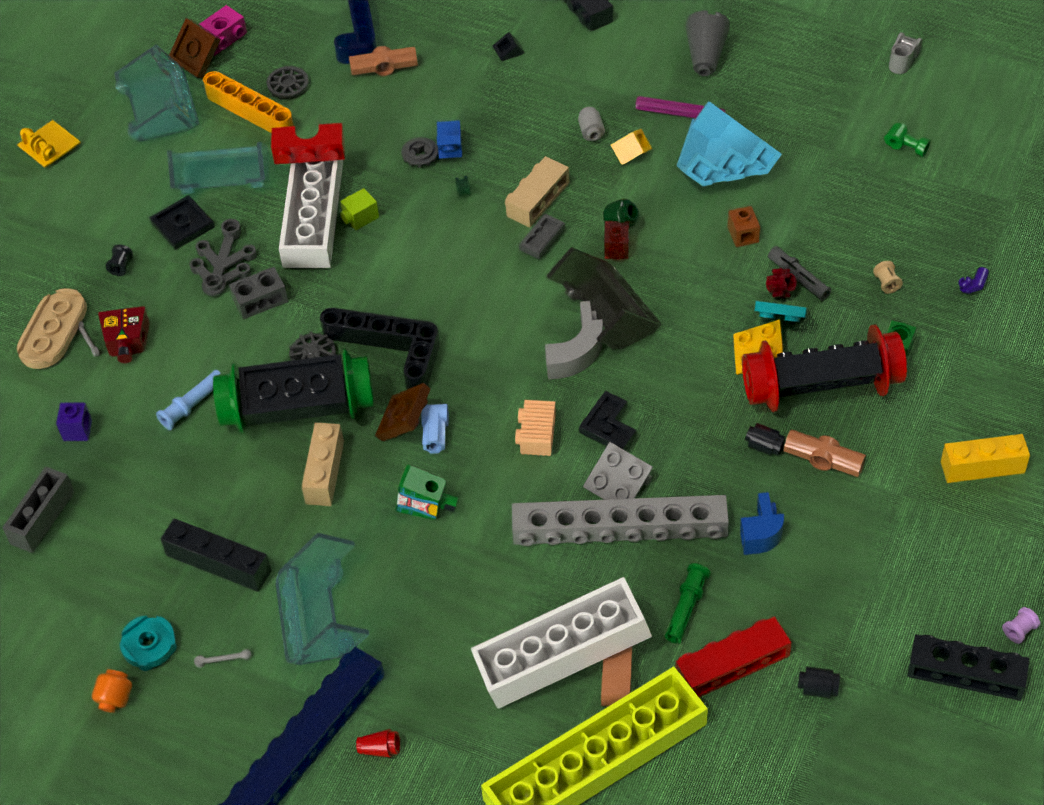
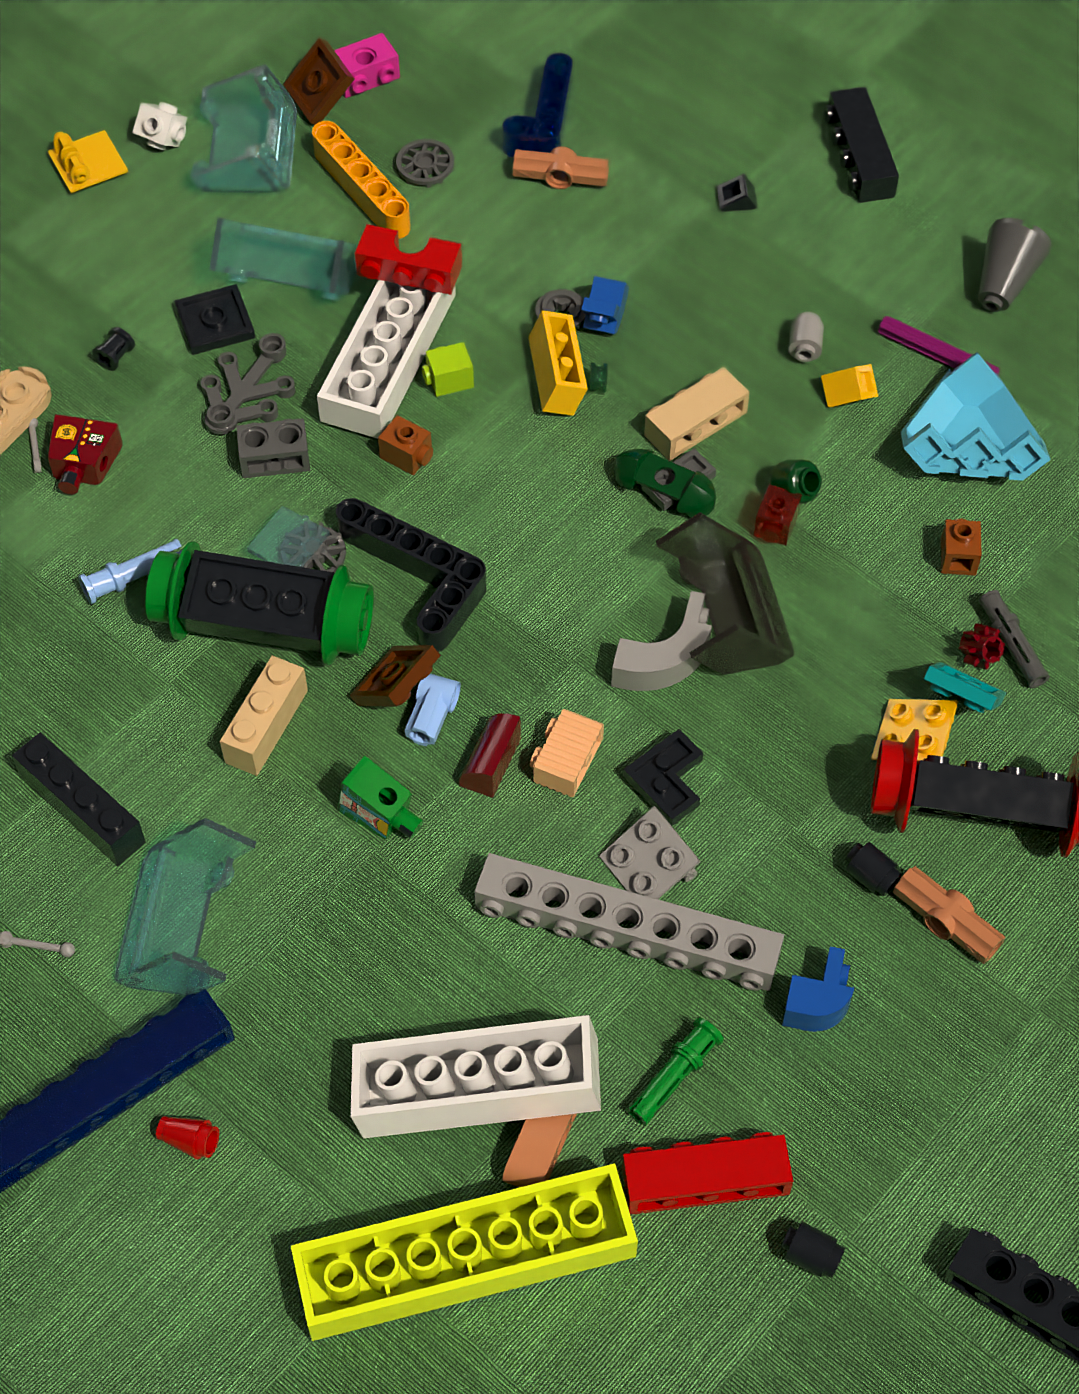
camera: 15 degrees right, 5 degrees up
(93, 105) = (160, 125): none -> white brick
(293, 345) = (288, 539): none -> clear light blue piece
(349, 266) = (405, 445): none -> dark orange brick
(432, 184) = (557, 363): none -> yellow brick
(486, 443) = (492, 754): none -> dark red brick
(551, 238) = (690, 488): none -> dark green piece

